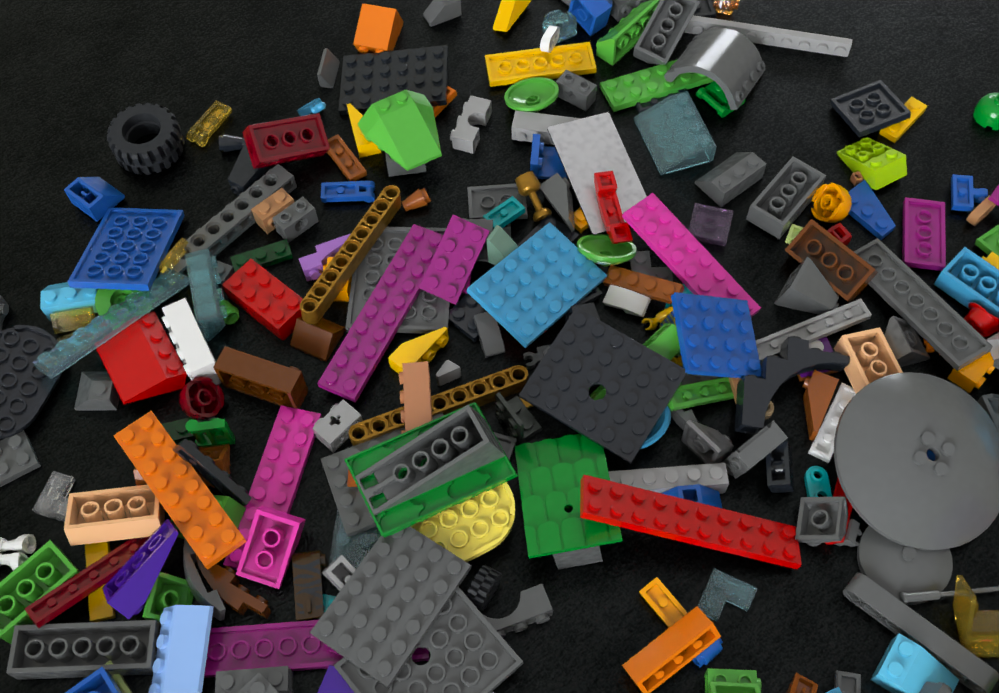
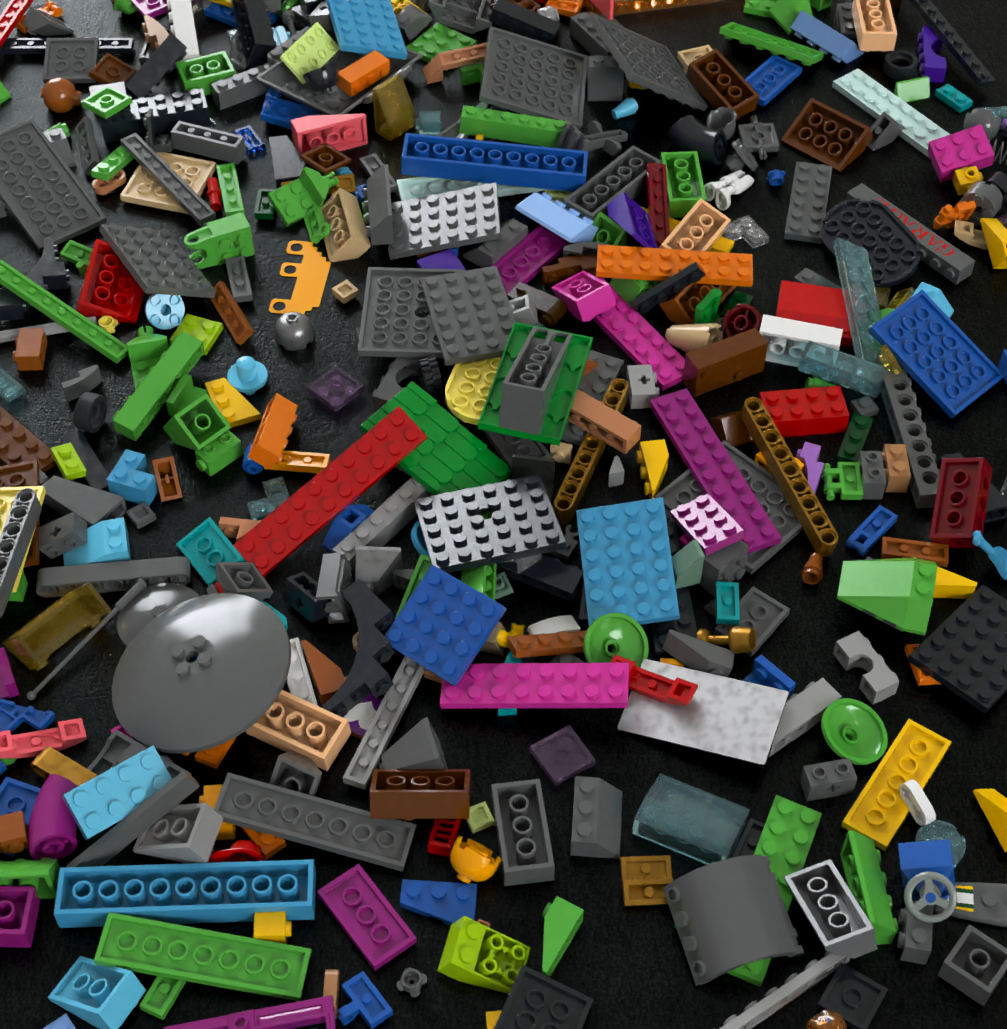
camera: 130 degrees right, 10 degrees down
(249, 422) = (693, 336): none -> tan cone
(312, 231) = (848, 484): none -> bright green plate
(566, 662) = (335, 388): none -> clear purple plate
(735, 129) = (644, 879): none -> pearl gold slope
(773, 575) = (236, 527): none -> nougat slope
(814, 141) = (560, 926): none -> bright green slope
(820, 584) = (206, 547): none -> teal tile
(925, 183) = (408, 975): none -> dark grey plate

